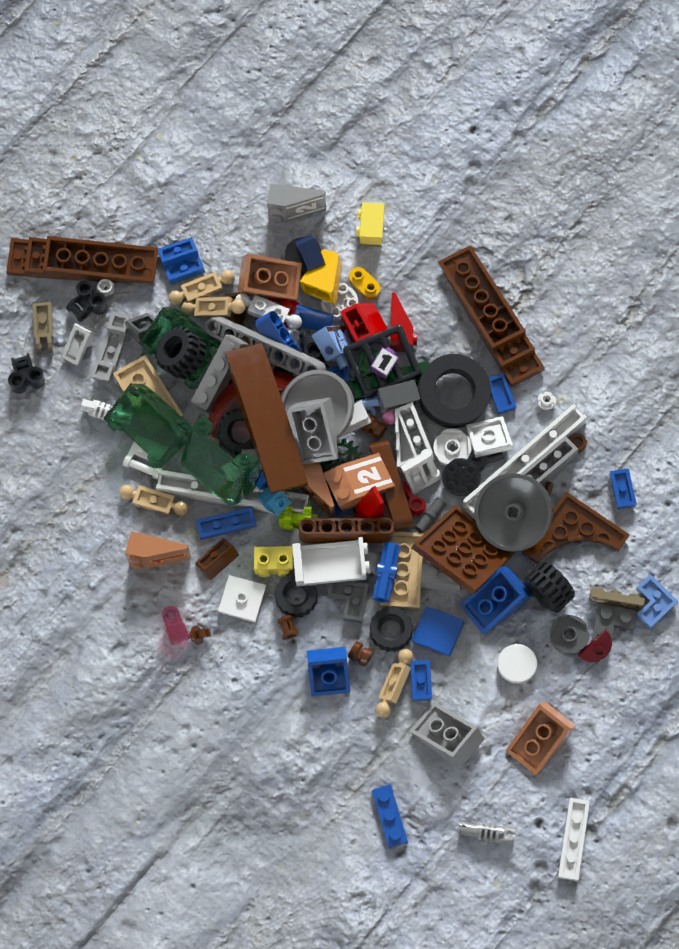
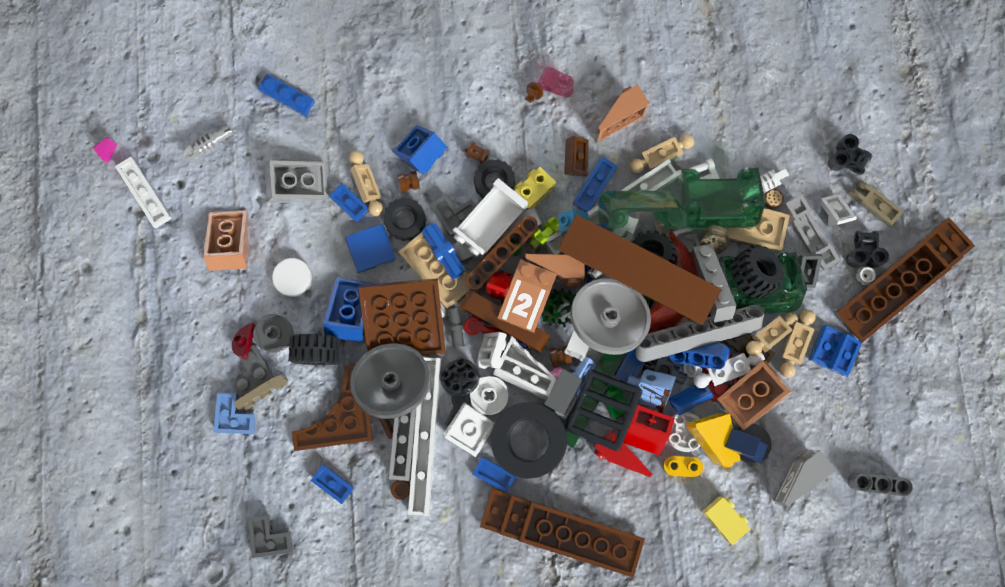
camera: 135 degrees right, 10 degrees up
(109, 395) = (774, 198): none -> tile
(183, 404) = (716, 236): none -> dark tan wheel
(242, 599) = (530, 145): white plate -> none
(243, 148) = (889, 484): none -> dark grey beam
(314, 430) = (593, 293): light grey slope -> none
(384, 362) = (599, 406): brick -> none
(546, 405) = (449, 501): white plate -> none
(574, 903) = (105, 149): none -> dark pink slope

